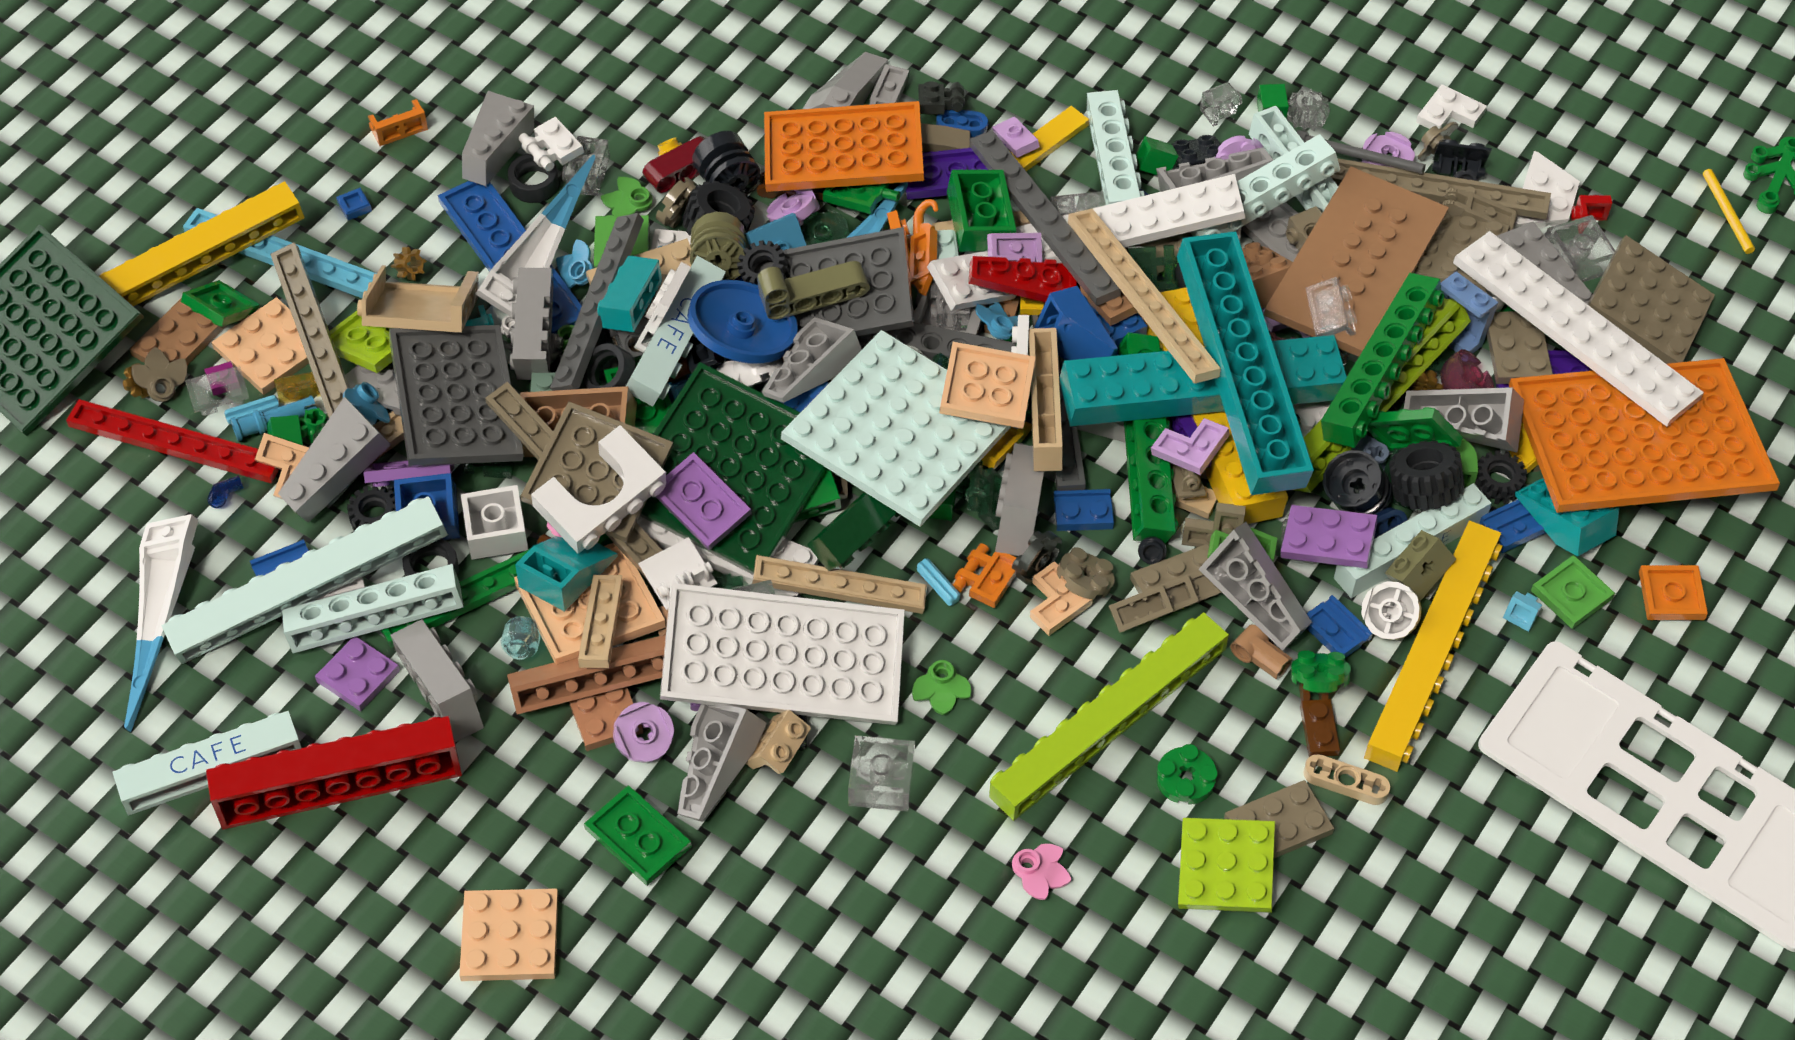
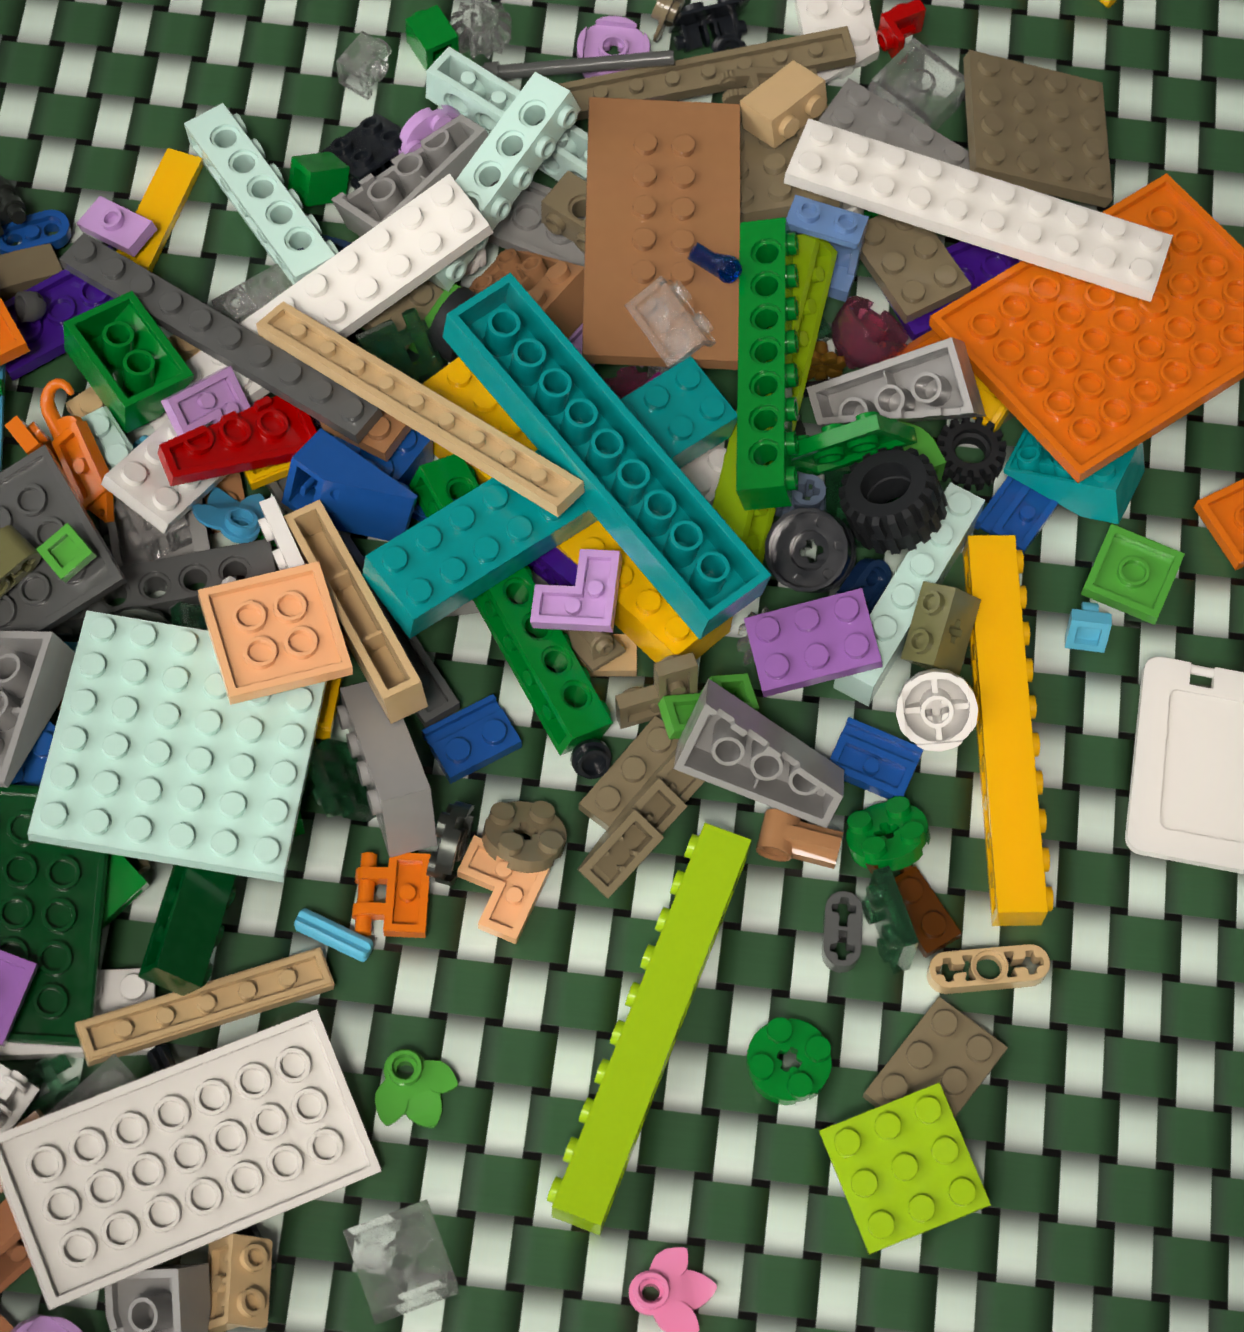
camera: 30 degrees left, 10 degrees up
(885, 291) = (66, 552): none -> bright green plate
(938, 158) = (29, 306): none -> dark grey hinge
(1256, 714) = (833, 931): none -> dark grey beam
(1293, 717) = (888, 912): none -> clear green plate
(1383, 291) = (722, 266): none -> clear blue arm
(1476, 217) = (783, 104): none -> tan brick

